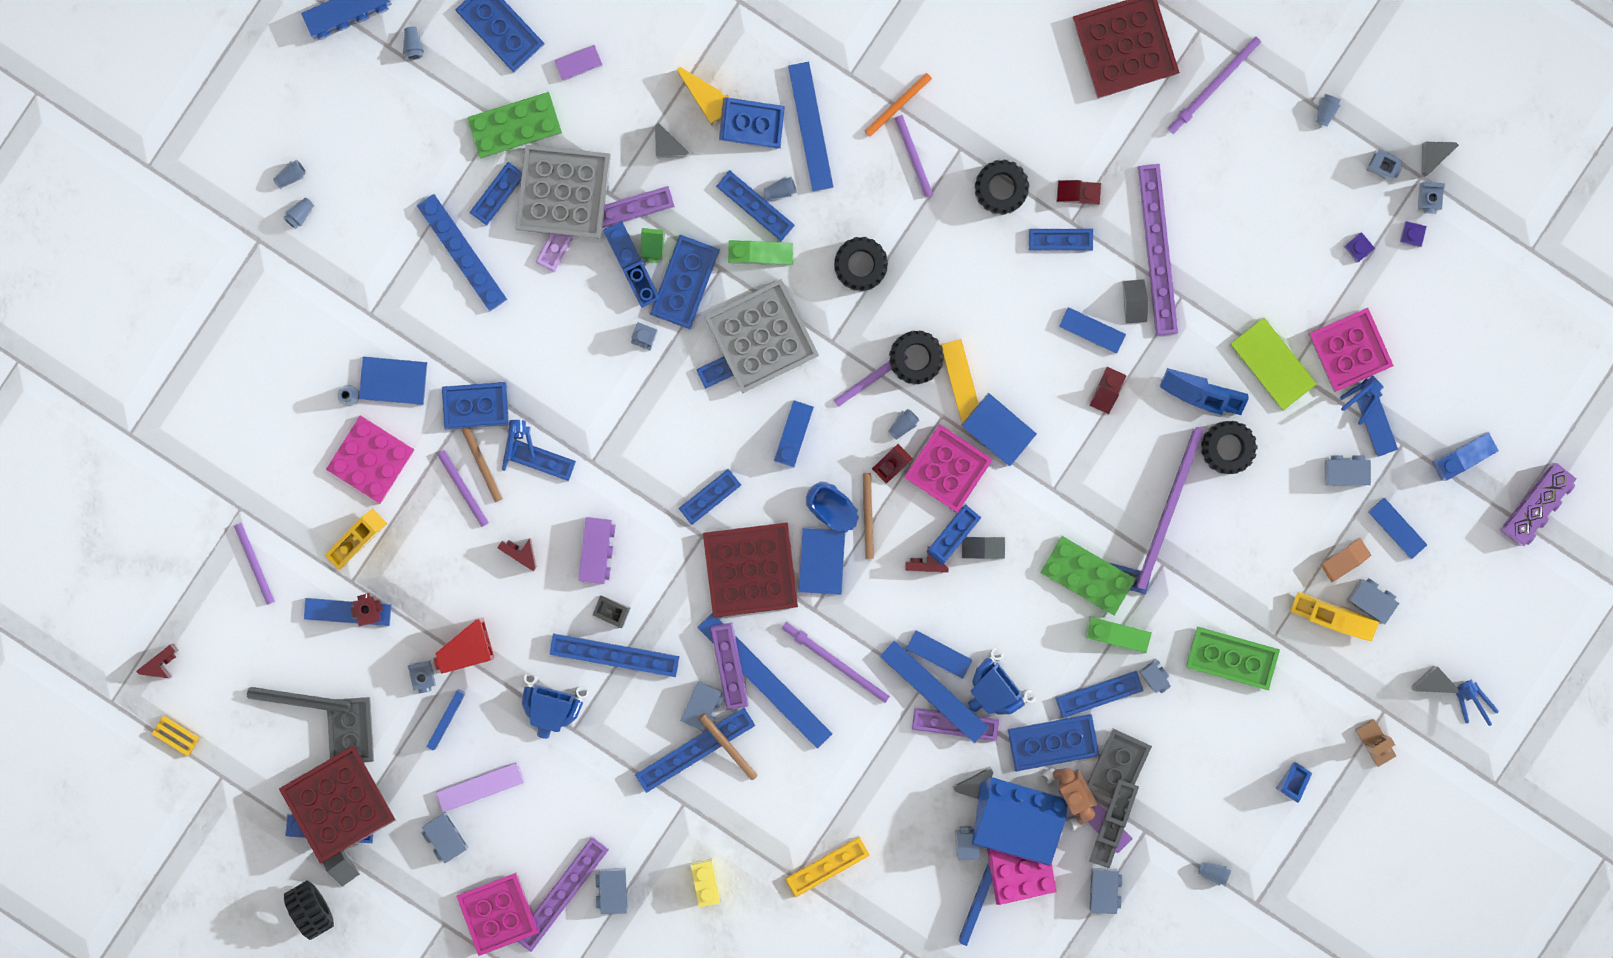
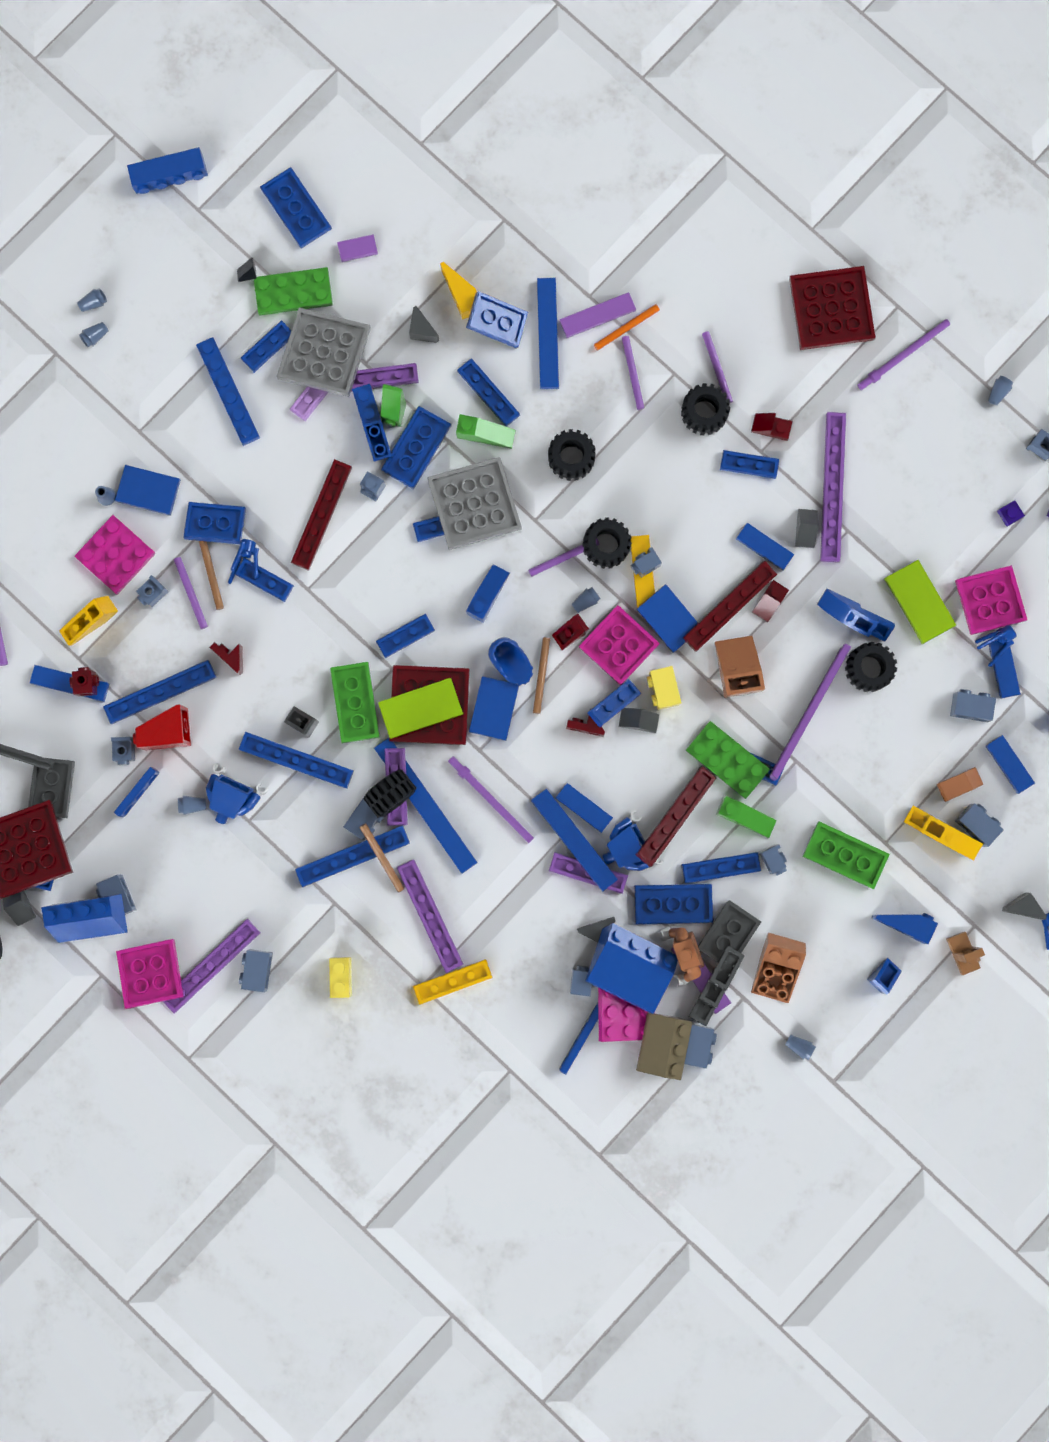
camera: 15 degrees right, 5 degrees down
(412, 45) = (218, 210): sand blue cone -> none
(418, 866) = (85, 918): none -> blue slope
(427, 494) = (157, 594): none -> sand blue brick
(449, 604) = (159, 692): none -> blue tile
(458, 112) = (247, 271): none -> black slope
(480, 787) = (156, 857): lavender tile -> none
(507, 723) = (191, 804): none -> sand blue cone
(592, 376) = (321, 515): none -> dark red tile
(596, 550) = (296, 665): medium lavender brick -> none
(667, 580) = (355, 702): none -> bright green plate
(726, 677) = (389, 793): none -> black tyre
(741, 576) = (420, 708): none -> lime tile
(782, 188) = (512, 381): sand blue cone -> none
(790, 800) = (430, 916): none -> medium lavender tile
(863, 96) = (597, 315): none -> medium lavender tile
(963, 373) = (646, 563): none -> sand blue brick
(1006, 508) = (664, 688): none -> light yellow brick
(1007, 133) = (716, 364): none -> medium lavender bar
(1041, 648) = (675, 816): none -> dark red tile
(1063, 404) = (729, 606): none -> dark red tile
(1067, 897) = (664, 1046): none -> dark tan slope
(1084, 470) = (739, 666): none -> nougat slope
(1178, 792) = (779, 967): none -> nougat slope
(1315, 722) = (913, 925): none -> blue slope

